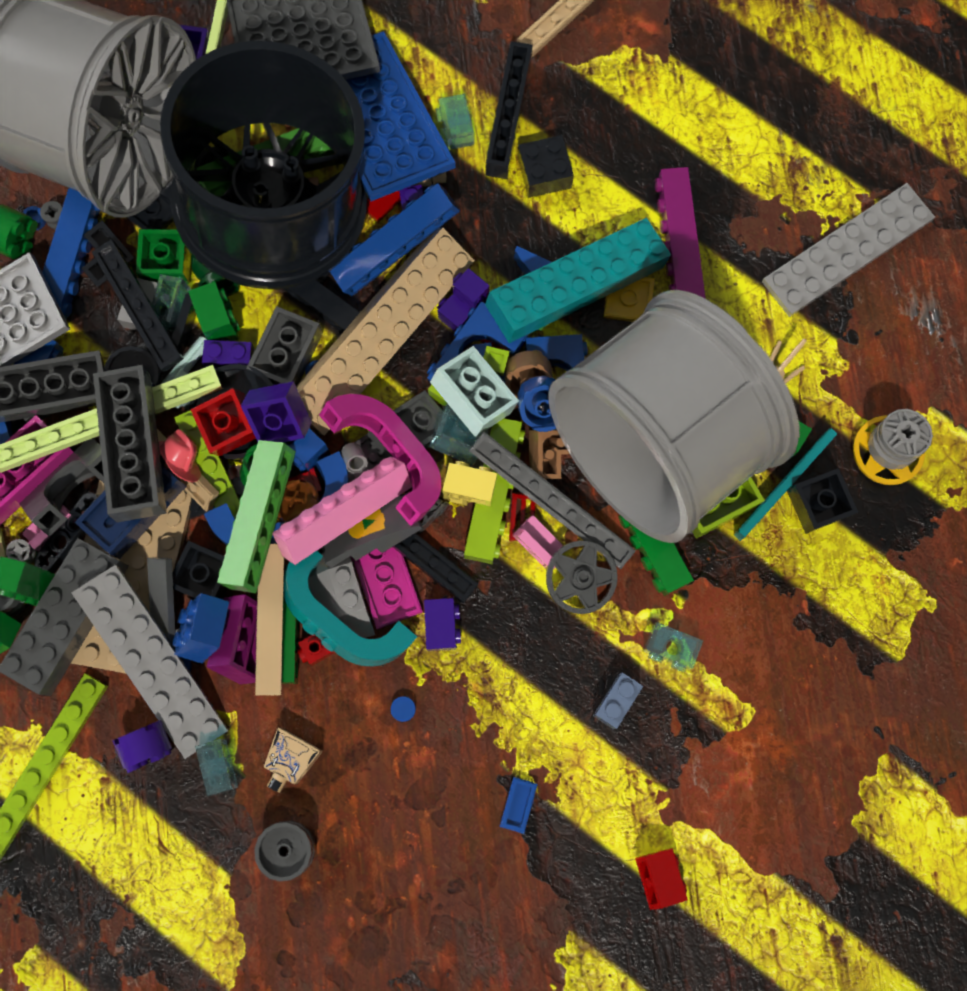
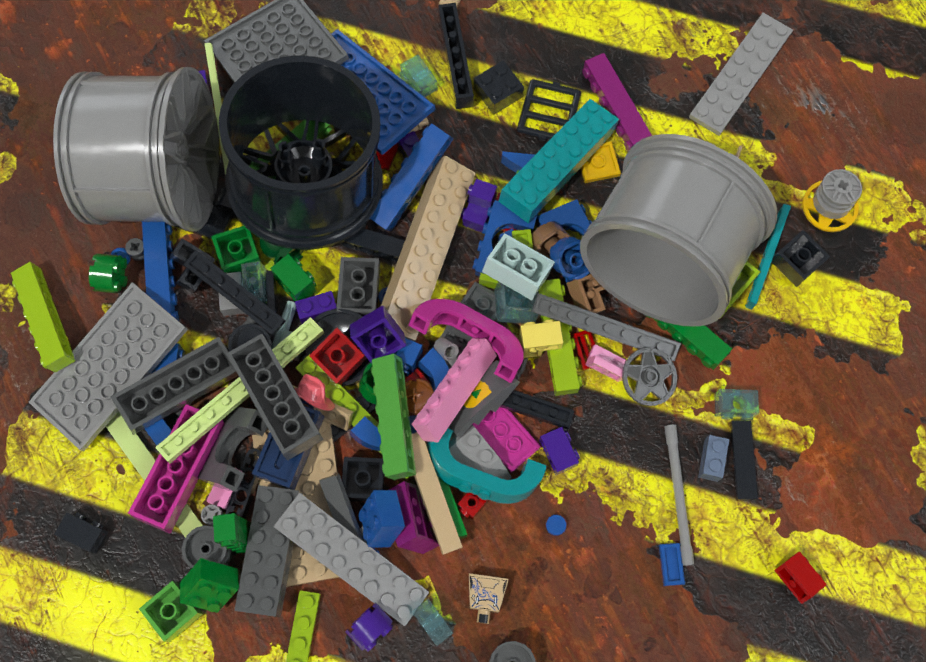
camera: 20 degrees left, 5 degrees down
(543, 791) = (686, 548): none -> light grey piece
(578, 192) = (525, 113): none -> black bar
(654, 716) = (743, 460): none -> black tile

